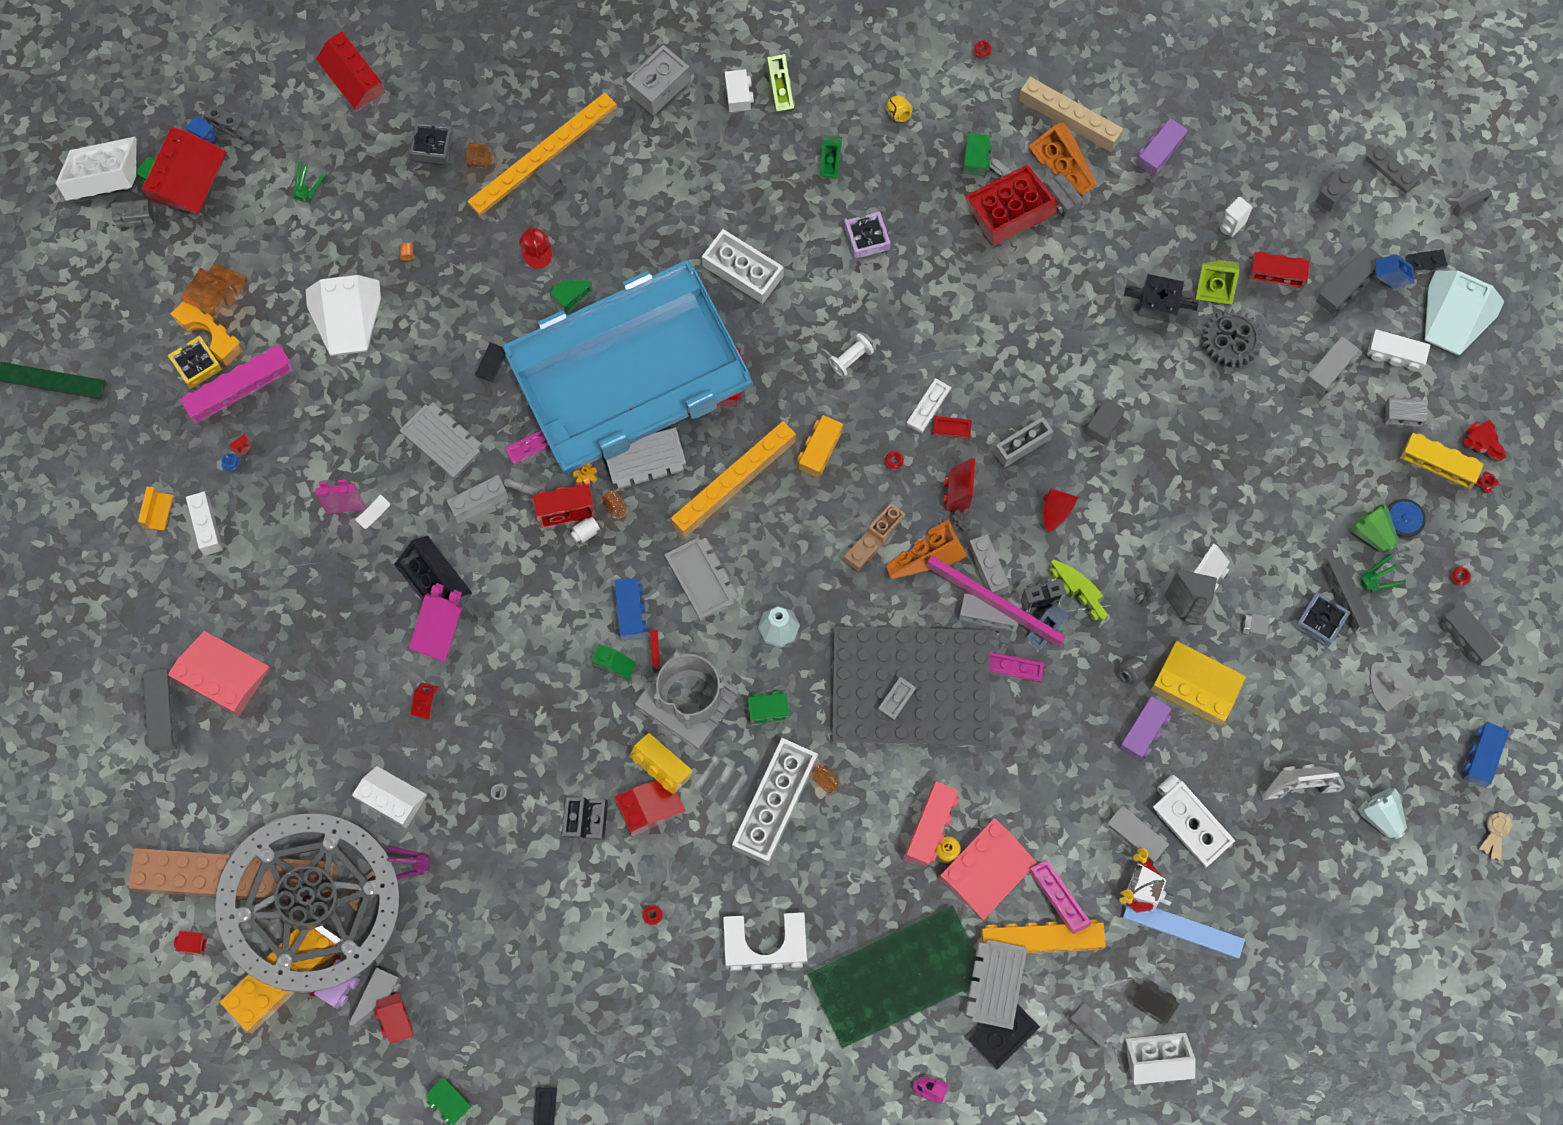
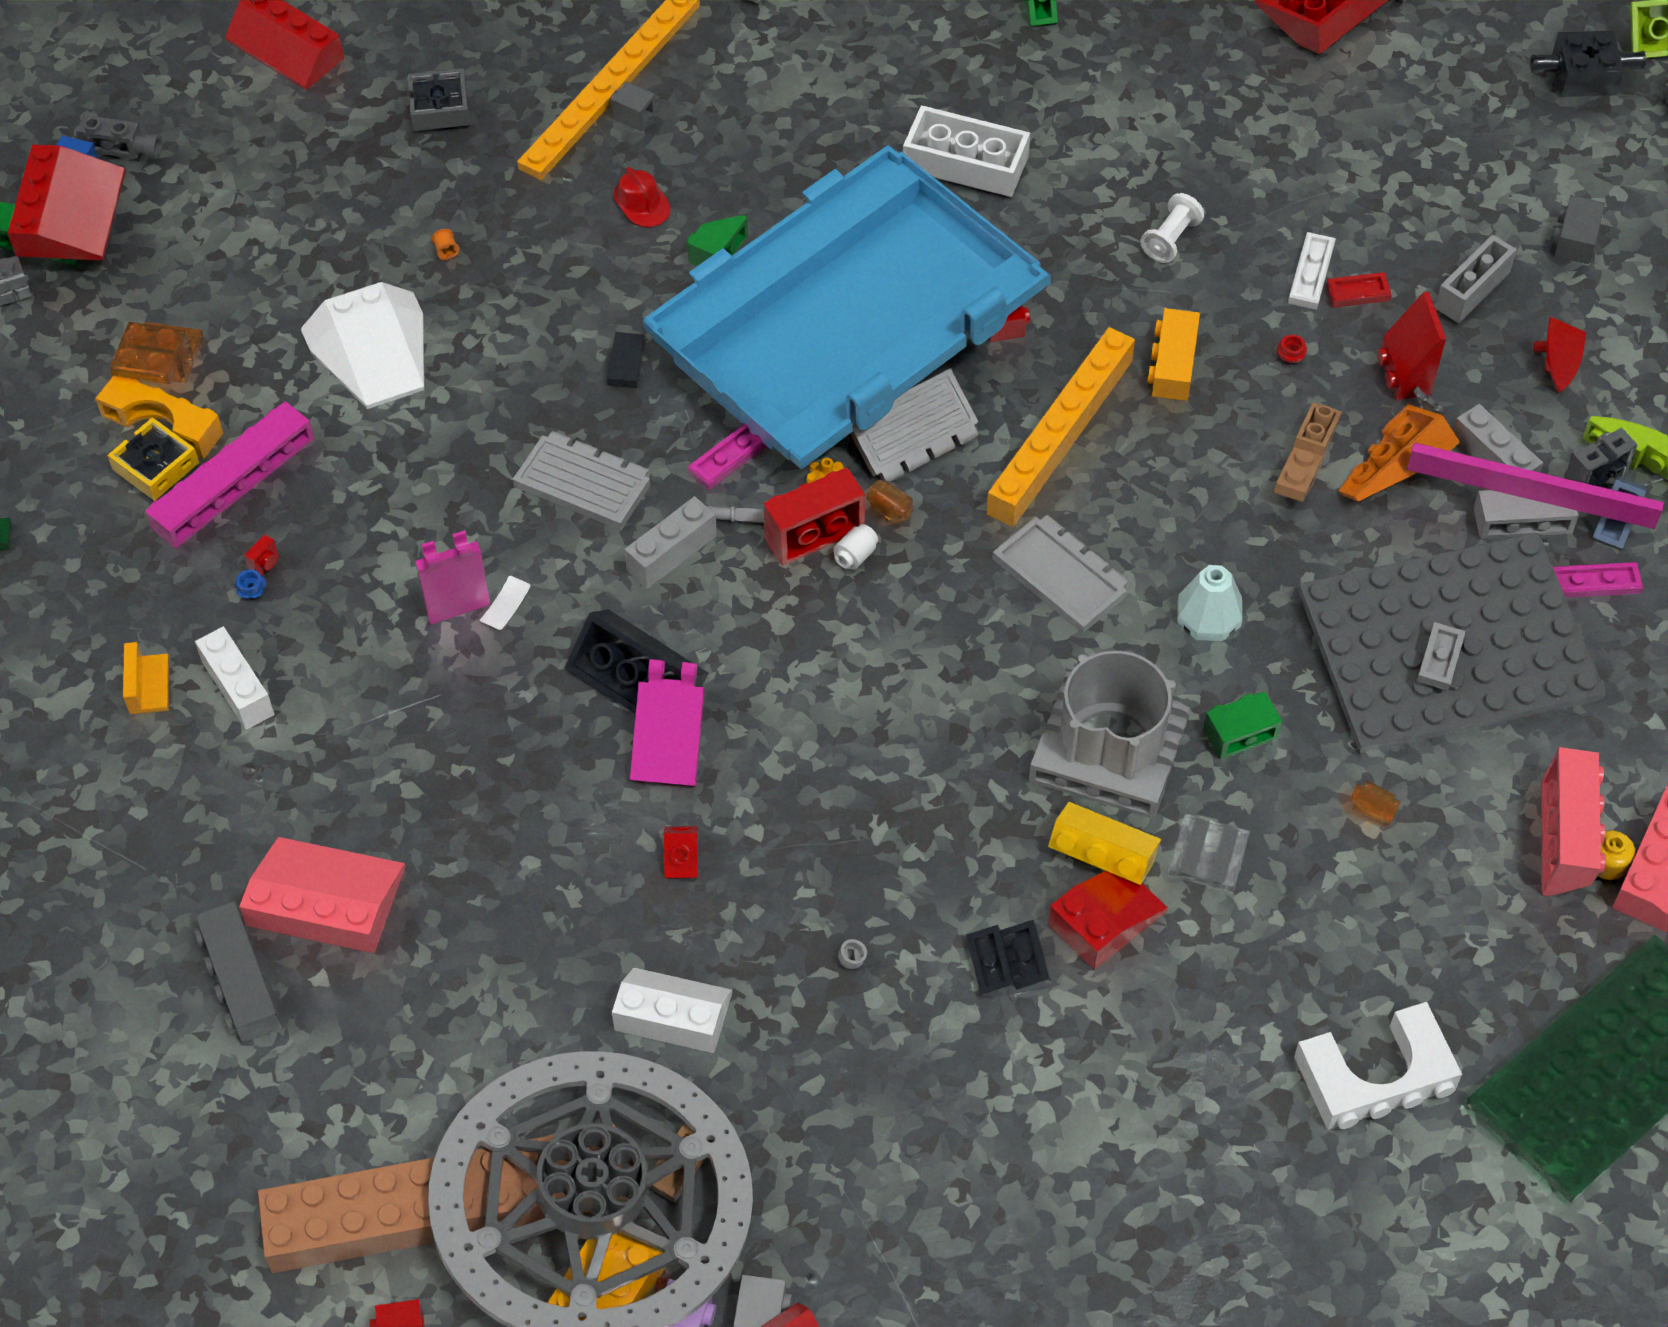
camera: 15 degrees left, 15 degrees down
(301, 190) = (255, 203): green plant -> none
(420, 861) = (757, 1094): magenta plant -> none
(479, 155) = (516, 100): clear orange brick -> none
(613, 662) = (969, 719): green slope -> none
(630, 609) = (968, 638): blue brick -> none
(652, 921) = (1173, 1085): red plate -> none
(655, 652) = (1031, 687): red tile -> none
(775, 801) = (1310, 853): white brick -> none
(867, 235) = (1132, 77): piece -> none

